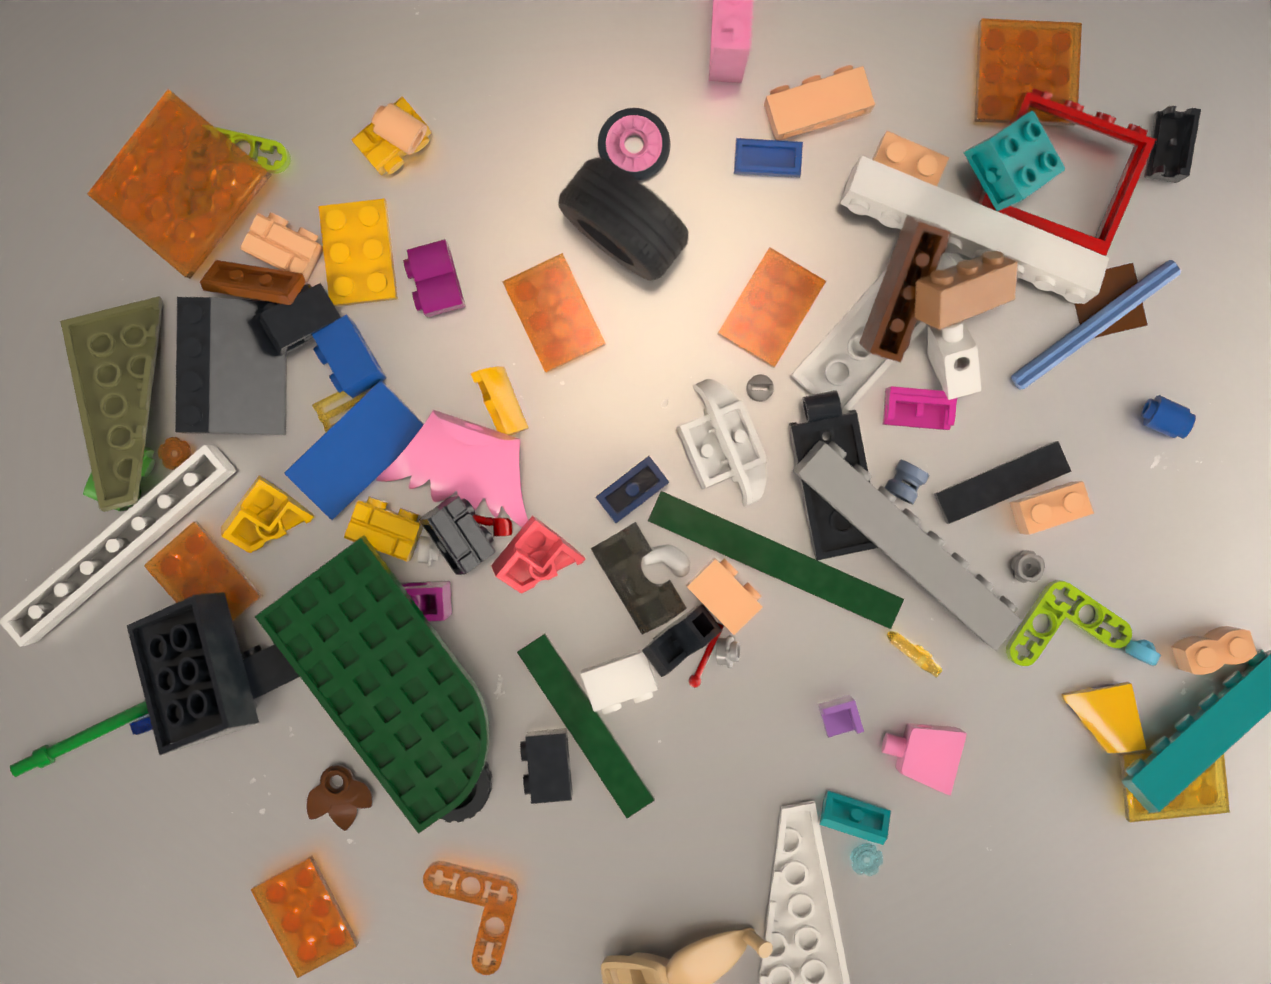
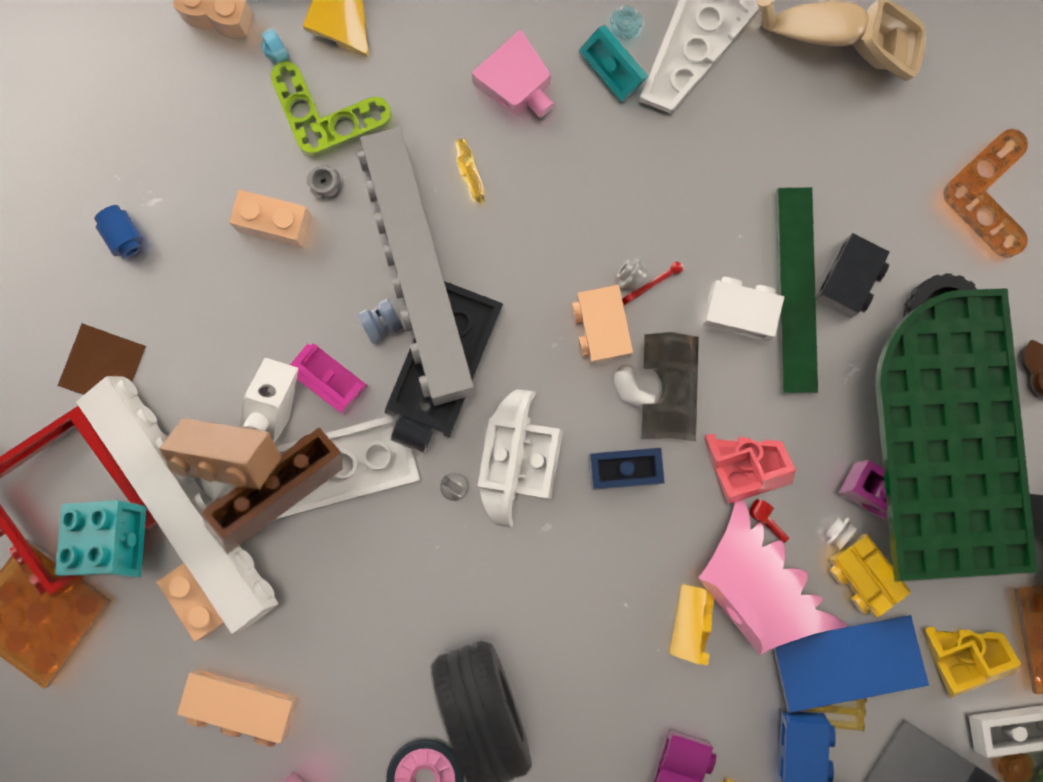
camera: 140 degrees left, 5 degrees down
(458, 534) = (806, 528): brick -> none
(554, 312) = (594, 672): clear orange plate -> none
(681, 639) = (667, 310): black brick -> none
(768, 157) = (313, 687): blue tile -> none
(771, 307) = (397, 551): clear orange plate -> none
(775, 560) = (538, 328): dark green tile -> none
(840, 716) = (569, 157): medium lavender panel -> none
(1002, 482) = (297, 268): black tile -> none
(1096, 324) = (125, 352): medium blue axle -> none

